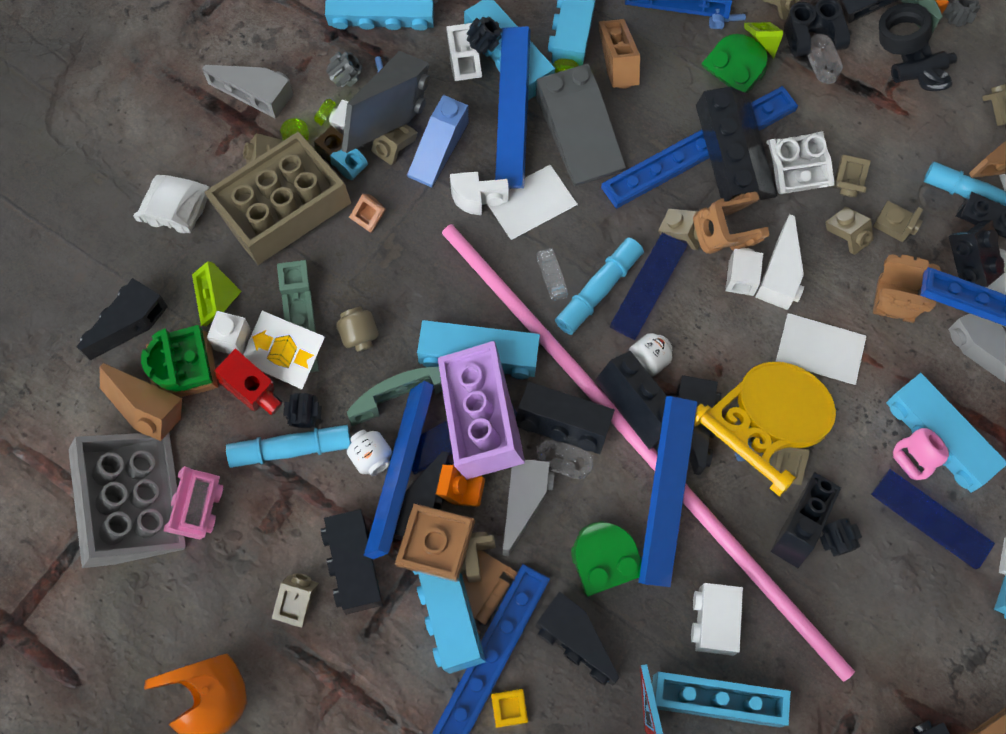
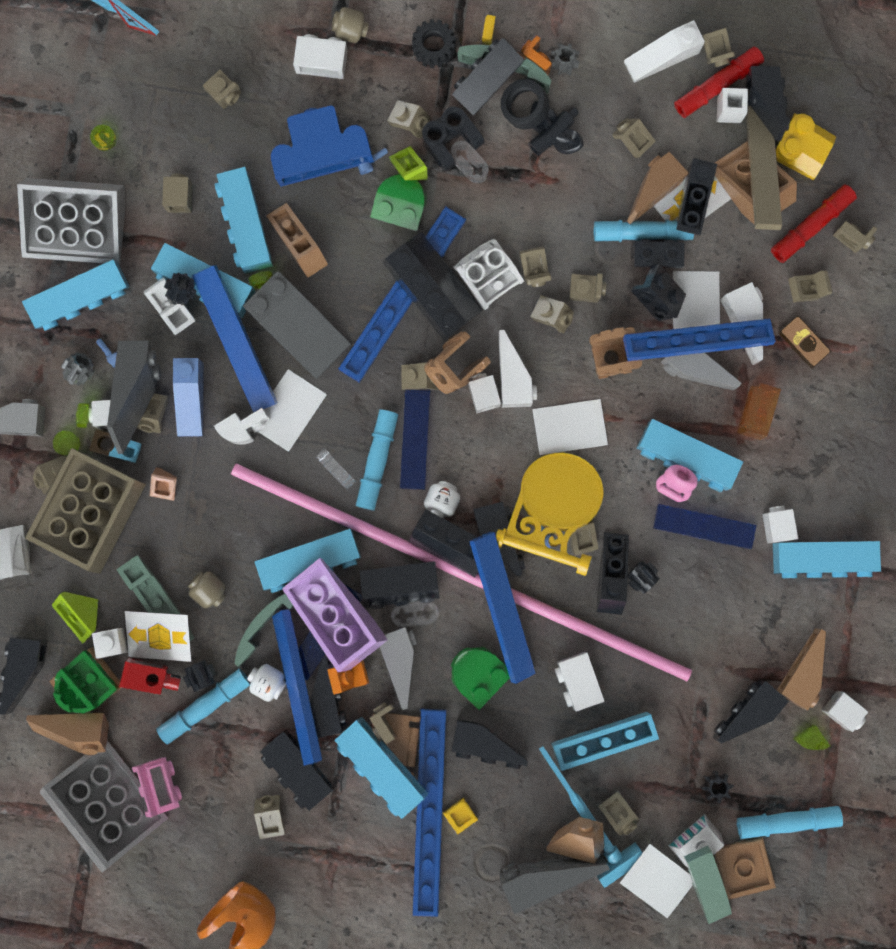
camera: 25 degrees left, 15 degrees up
(435, 542) = (351, 731): medium nougat tile -> none

